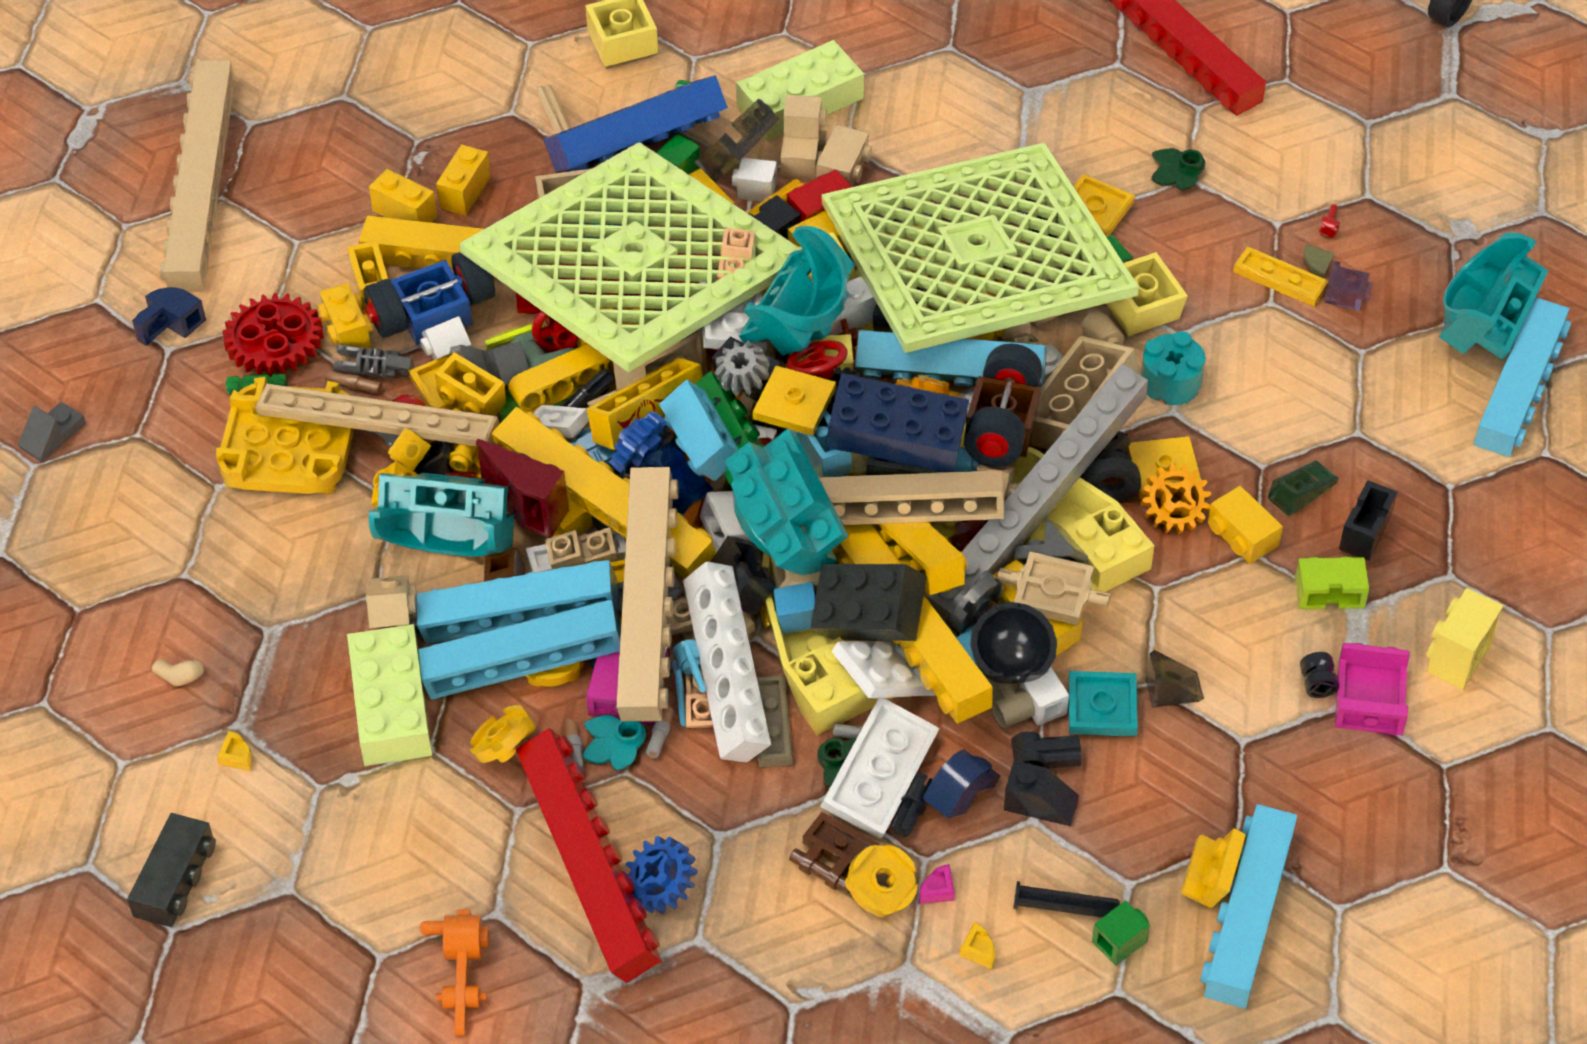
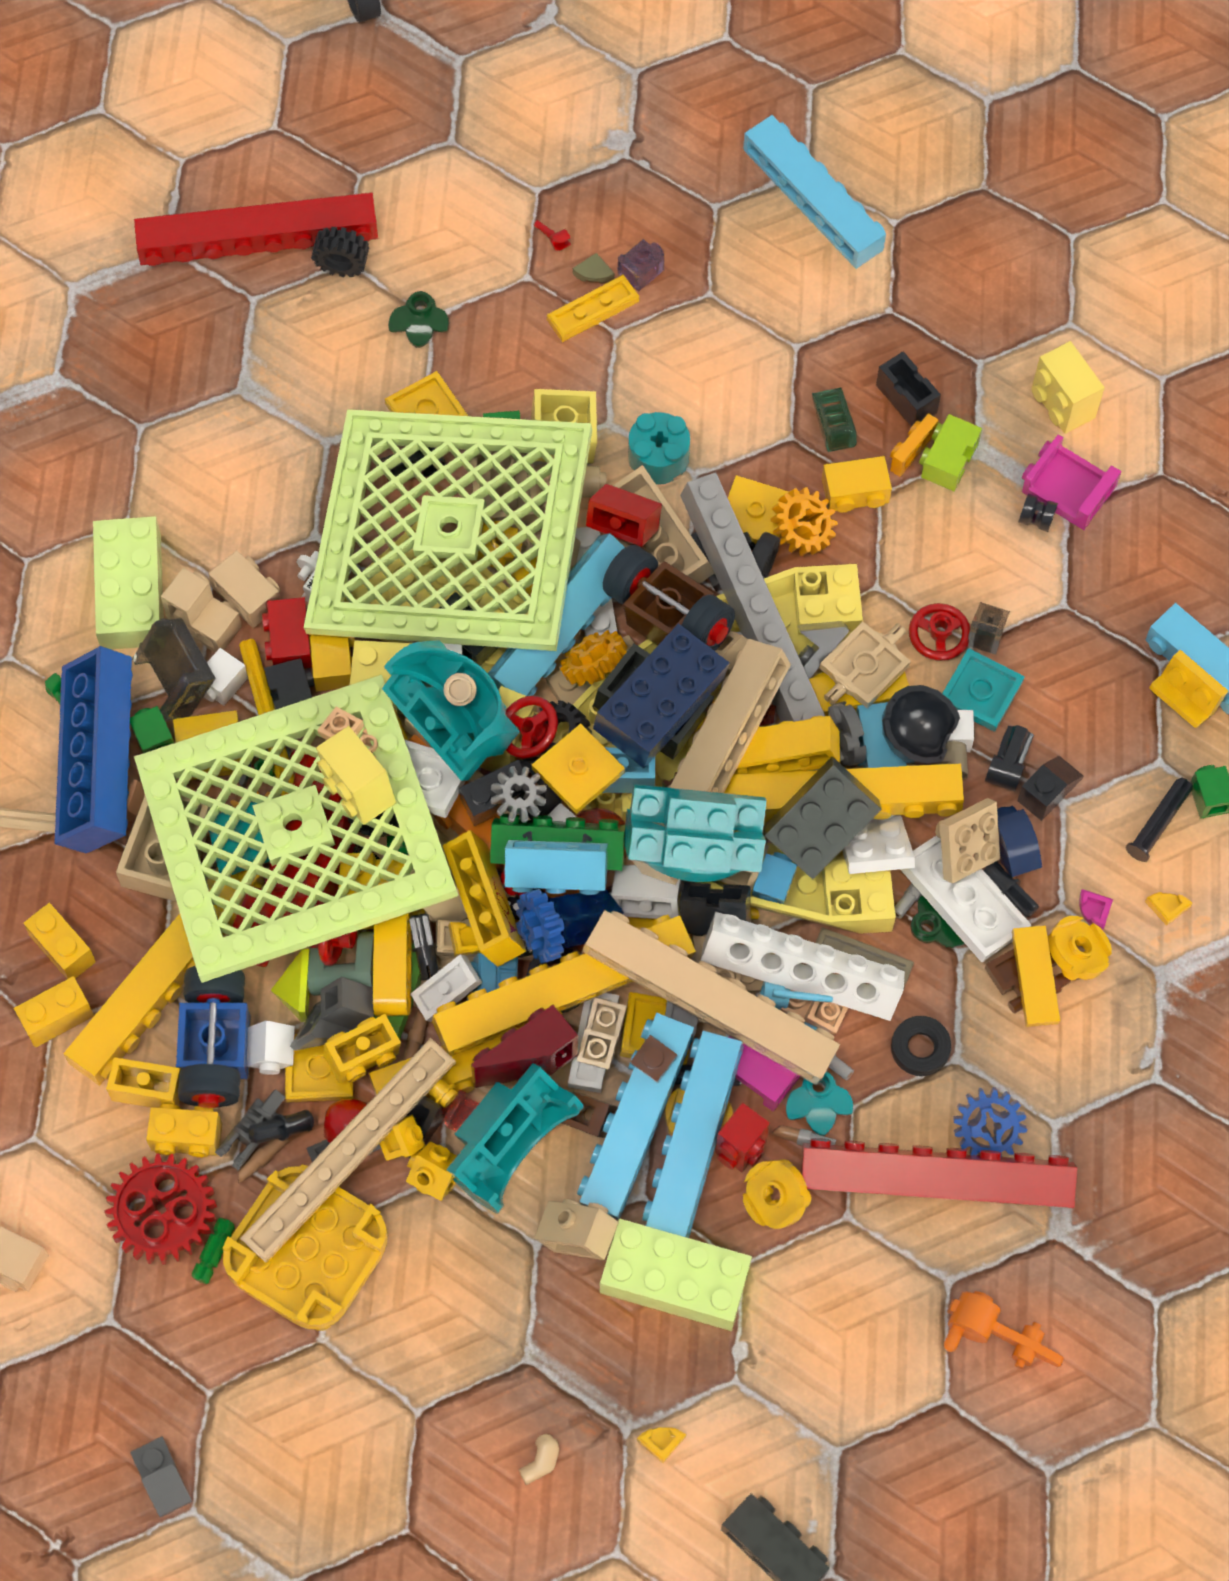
camera: 65 degrees left, 15 degrees up
(169, 309) = (66, 1295): dark blue brick -> none
(379, 374) = (281, 1127): none -> black axle
(538, 684) = (742, 1139): none -> red brick
(564, 575) = (653, 1059): none -> reddish brown plate
(687, 252) = (355, 776): none -> light yellow brick
(716, 816) = (925, 1026): none -> black tyre
(815, 292) = (460, 689): none -> tan plate
(828, 851) = (1035, 976): none -> yellow tile
(932, 725) = (962, 841): none -> tan plate
(1071, 349) = (623, 514): none -> red brick
(1143, 641) = (942, 618): none -> red piece
(1194, 86) = (340, 252): none -> black tyre
(1308, 546) = (919, 436): none -> light orange plate
(1484, 309) = (738, 174): teal piece -> none

